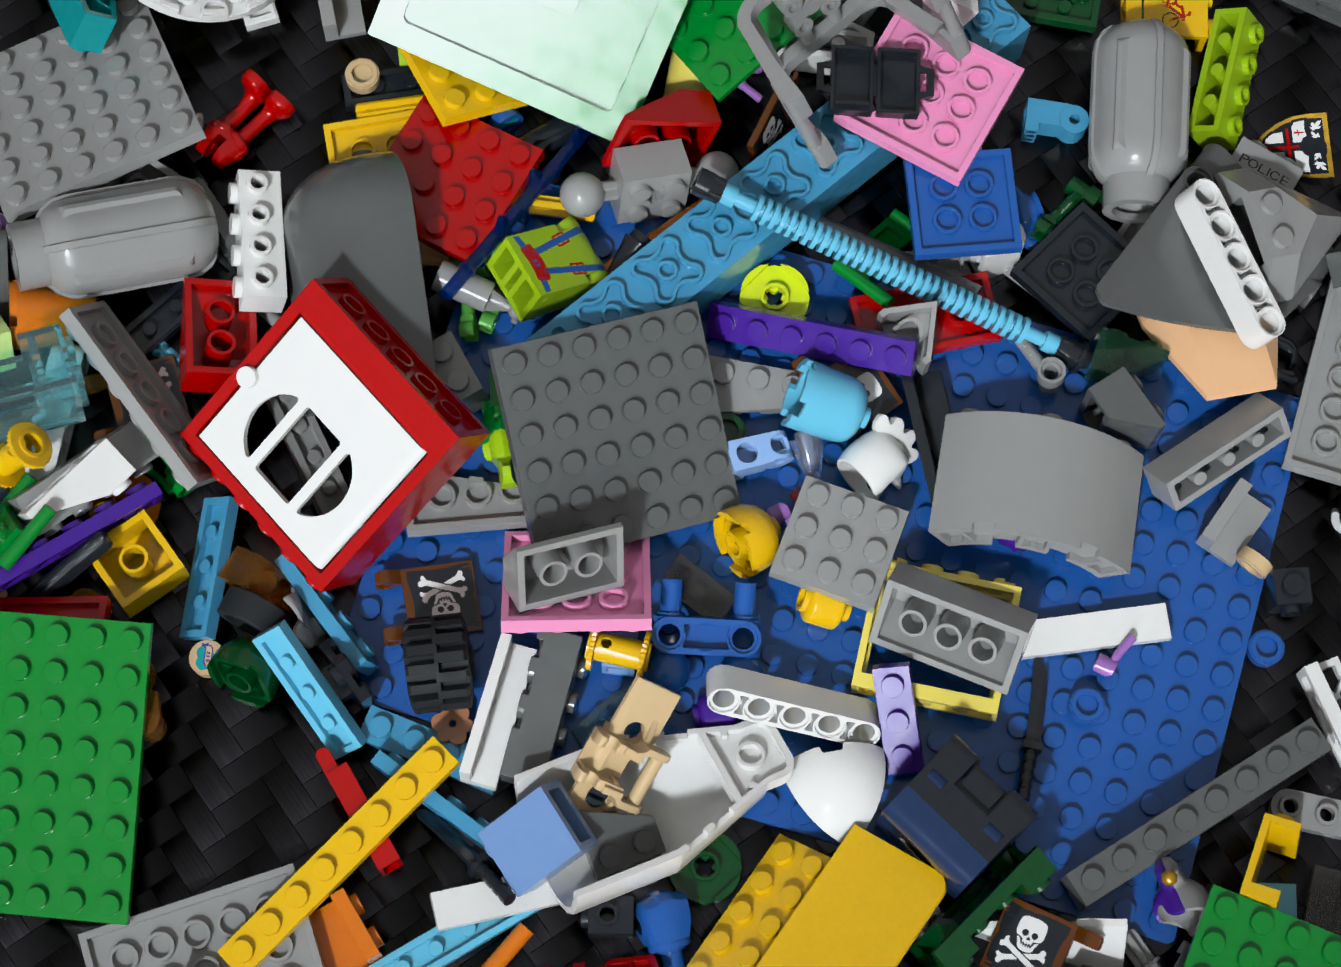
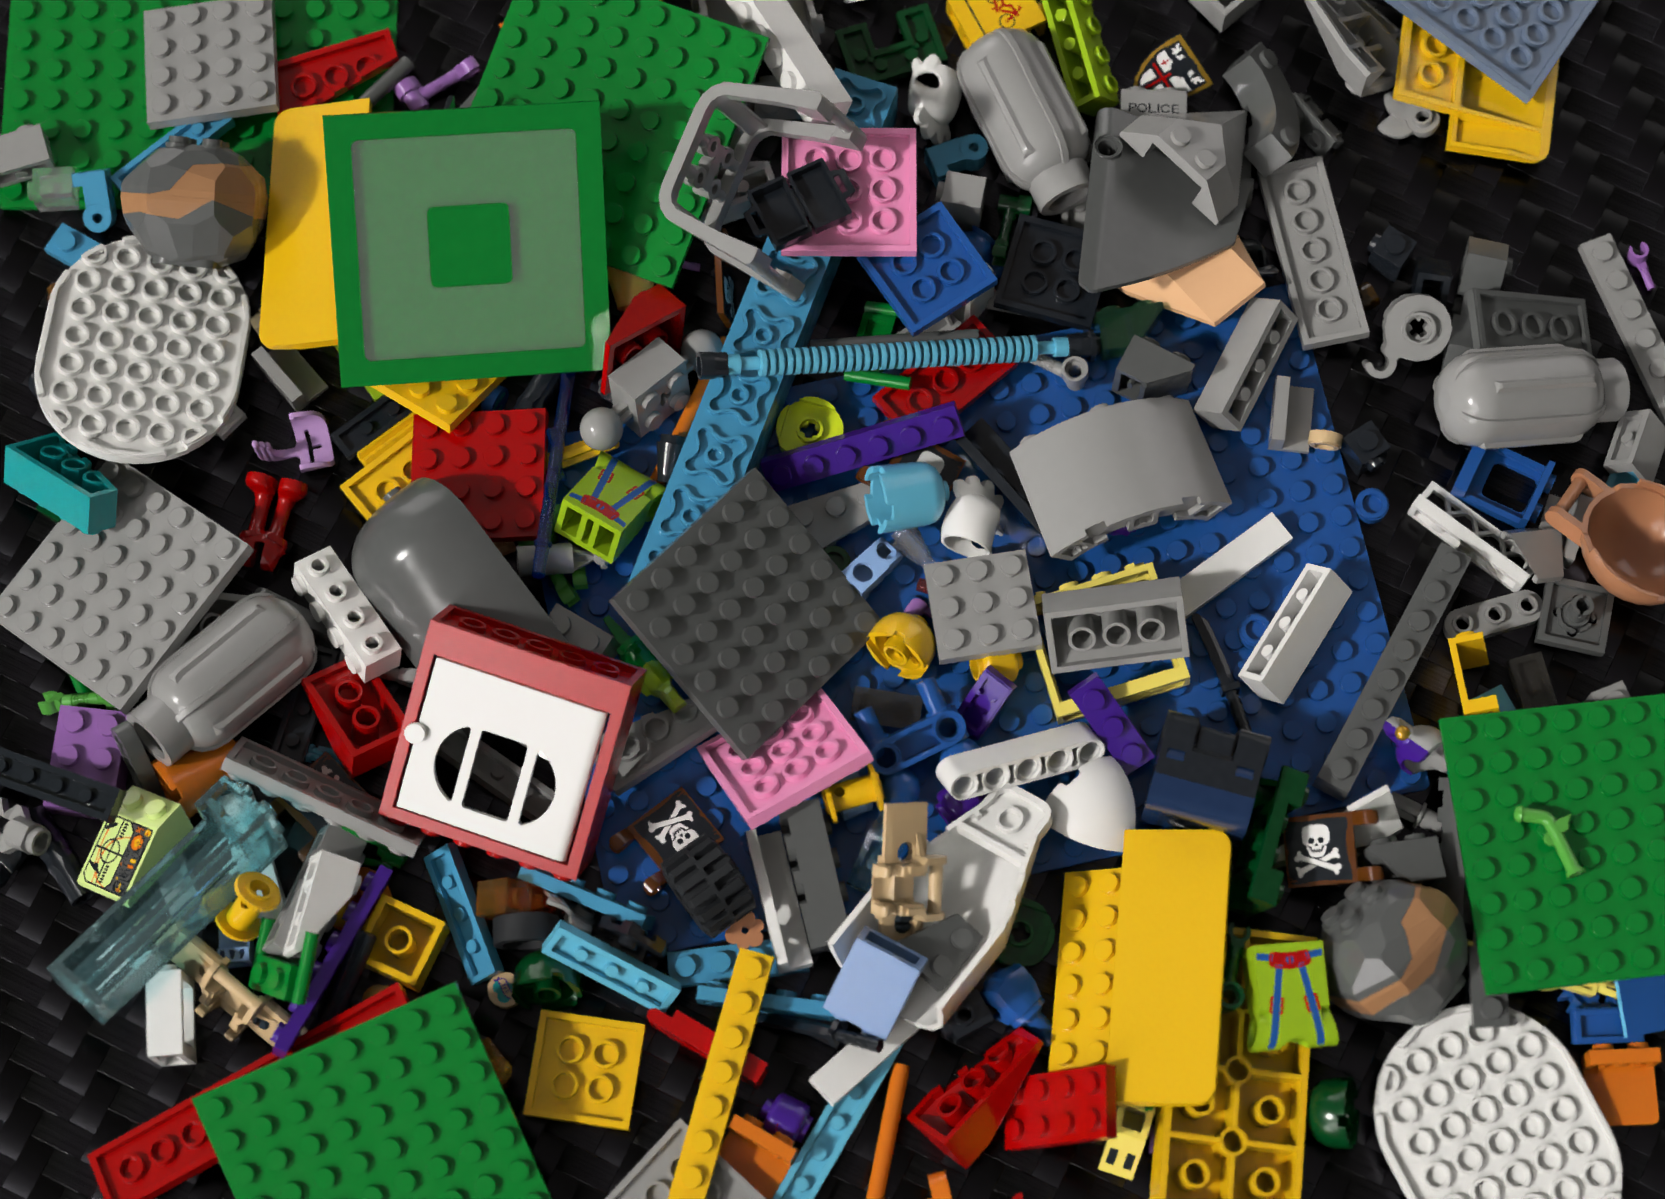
camera: 25 degrees left, 0 degrees up
(235, 771) = (585, 1070): none -> yellow plate
(323, 51) = (319, 434): none -> lavender helmet
(362, 75) = (349, 426): tan tile -> none
(391, 917) = (786, 1116): none -> dark purple head
(565, 567) = (774, 748): light grey slope -> none
(792, 633) = (985, 701): none -> dark purple plate
(912, 321) = (941, 389): light grey slope -> none
(1035, 160) = (963, 198): none -> light grey brick
(1059, 64) = (934, 106): none -> white piece
(1106, 665) = (1254, 588): medium lavender hand -> none
(1125, 726) = (1295, 633): none -> white brick
(1229, 264) = (1173, 203): white beam -> none

